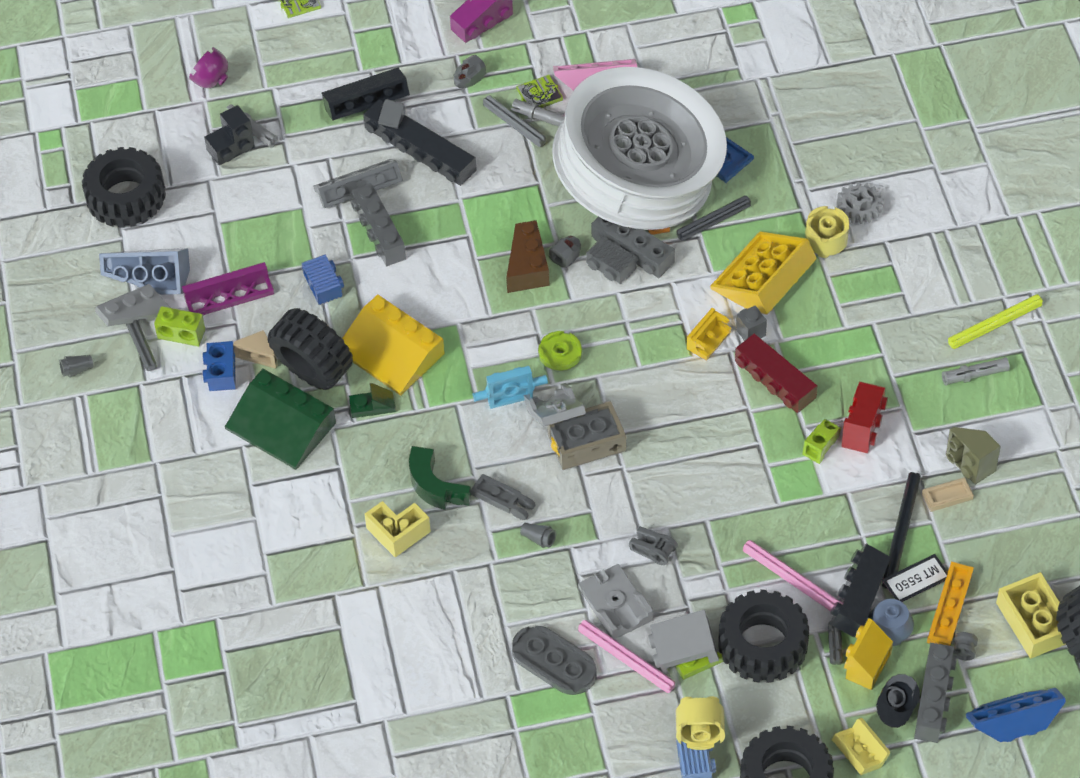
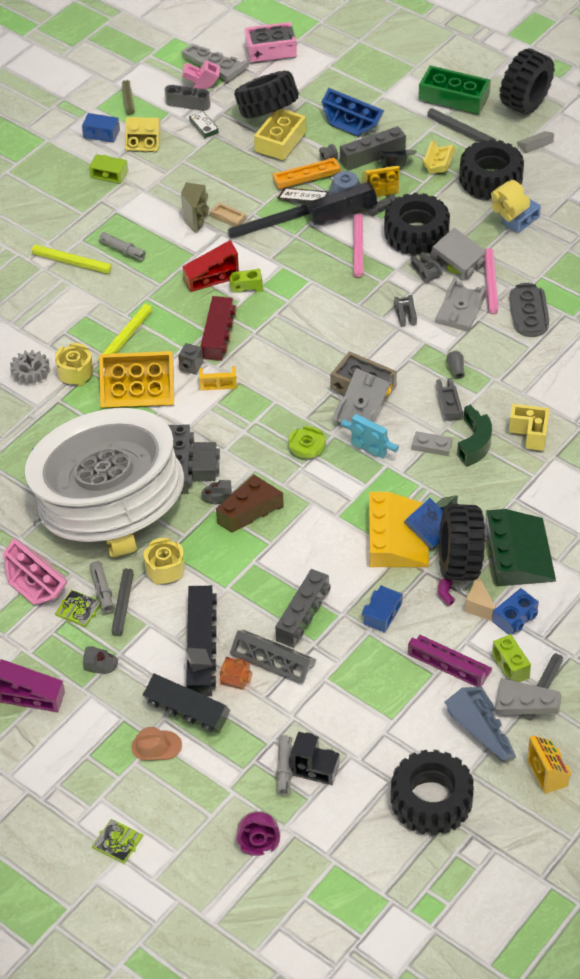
camera: 130 degrees left, 5 degrees down
(65, 274) = (547, 764): none -> yellow slope
(356, 65) = (156, 744): none -> nougat piece
(363, 145) = (235, 673): none -> clear orange brick
(371, 367) = (426, 522): none -> blue tile
(464, 447) = (432, 443): none -> light grey plate
(521, 161) = (164, 561): none -> light yellow brick
(697, 603) = (426, 267): none -> dark grey piece
(840, 302) = (128, 330): none -> neon yellow axle

